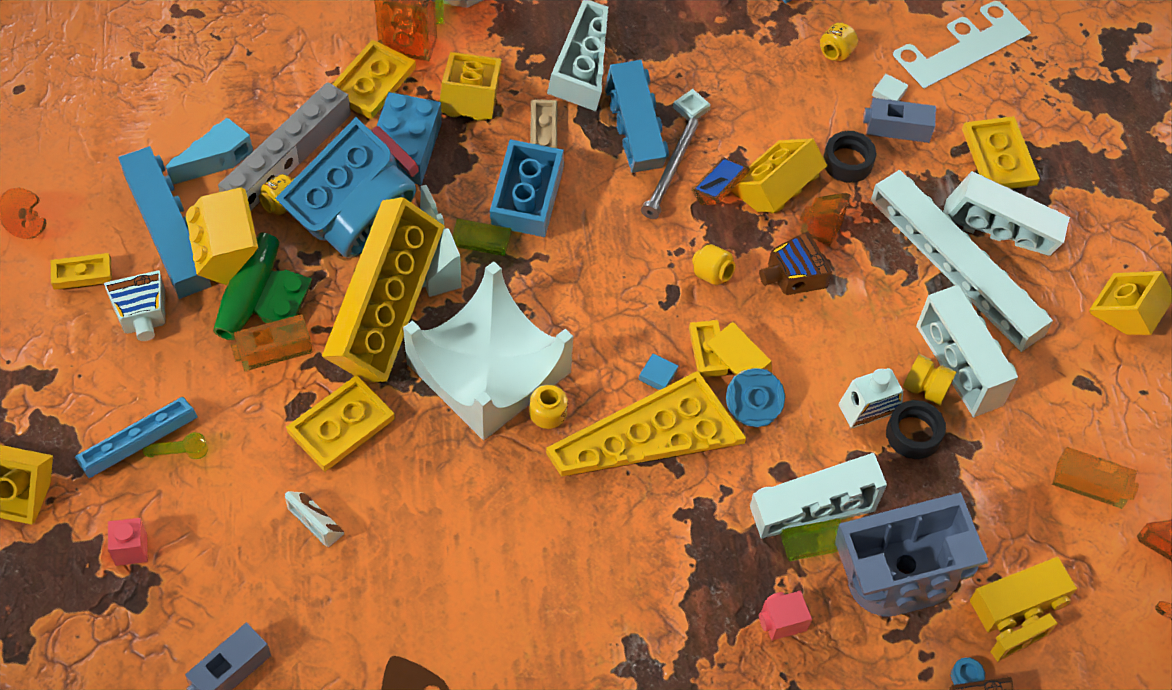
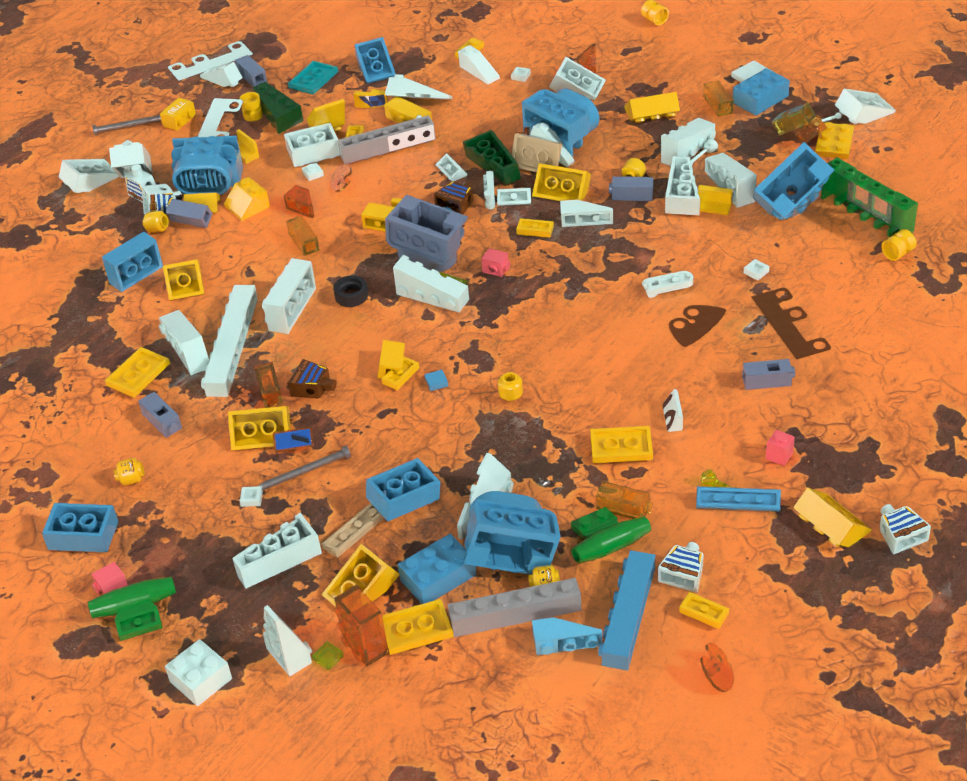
camera: 130 degrees left, 15 degrees down
(221, 234) = (604, 558): yellow slope -> none
(383, 290) = (544, 466): yellow brick -> none
(399, 154) = (461, 535): coral tile -> none
(481, 237) = (452, 496): clear neon green tile -> none
(488, 357) = (516, 426): light aqua piece -> none
(636, 115) = (294, 496): dark azure wedge -> none
(660, 426) = (470, 357): yellow wing -> none
(713, 264) = (350, 404): yellow head -> none
(755, 397) = (407, 338): dark azure tile -> none
(854, 141) = (206, 406): black tyre -> none
(875, 395) = (355, 305): light aqua torso -> none
(890, 88) = (138, 437): light aqua tile -> none
(929, 379) = (319, 300): yellow wheel -> none
(969, 49) = (56, 436): light aqua piece -> none

